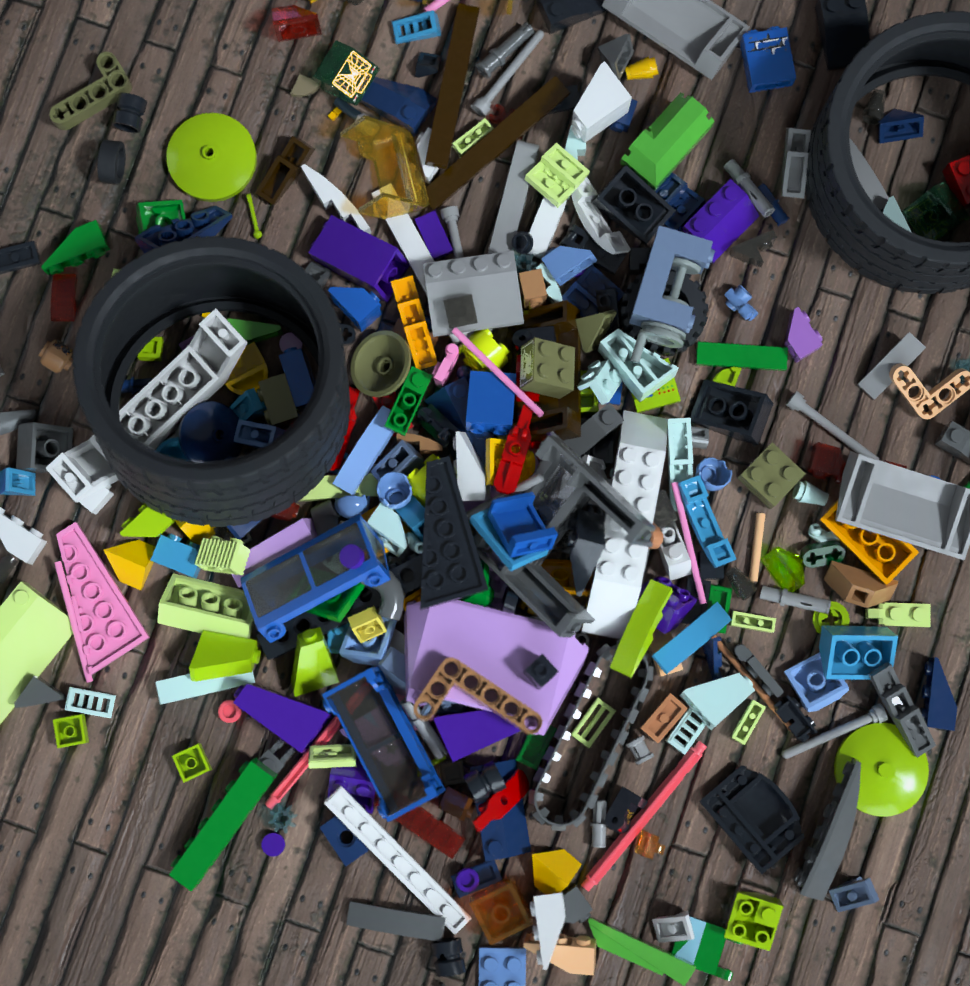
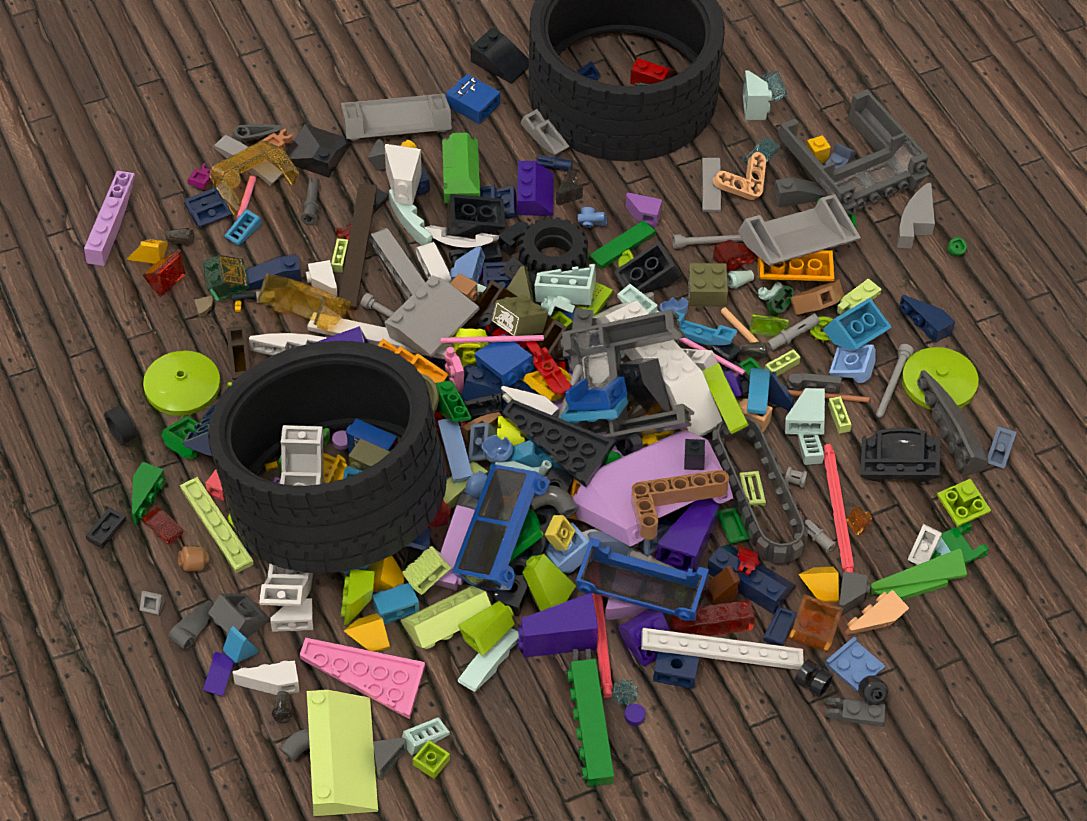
camera: 45 degrees left, 30 degrees down
(70, 609) = (367, 696): bright pink axle -> none
(88, 95) = (74, 391): olive beam -> none
(130, 109) = (102, 394): black wheel -> none
(192, 762) = (531, 710): lime piece -> none
(229, 711) = (523, 665): coral tile -> none
(331, 756) = (617, 624): yellowish green tile -> none
(351, 556) = (514, 482): dark purple tile -> none
(396, 921) = (759, 686): dark grey slope -> none
(427, 64) = (270, 241): black slope -> none
(433, 235) = (369, 317): dark purple tile -> none
(452, 86) = (300, 235): dark brown tile -> none
(460, 311) = (435, 325): clear smoke piece -> none
(467, 880) = (776, 627): dark purple tile -> none
(482, 104) = (327, 235): light grey piece -> none
(484, 781) = (726, 549): black wheel -> none
(522, 242) = (430, 271): black plate -> none
(550, 919) = (848, 594): white slope -> none
(557, 175) = (414, 229): yellowish green slope -> none
(623, 809) = (821, 509): black leg -> none
(660, 316) = (547, 236): sand blue piece -> none
(663, 718) = (790, 450): nougat plate -> none
(744, 181) = (547, 162): light grey pin -> none
(791, 710) = (855, 387): black hinge -> none
(902, 710) = (919, 336): dark grey slope -> none

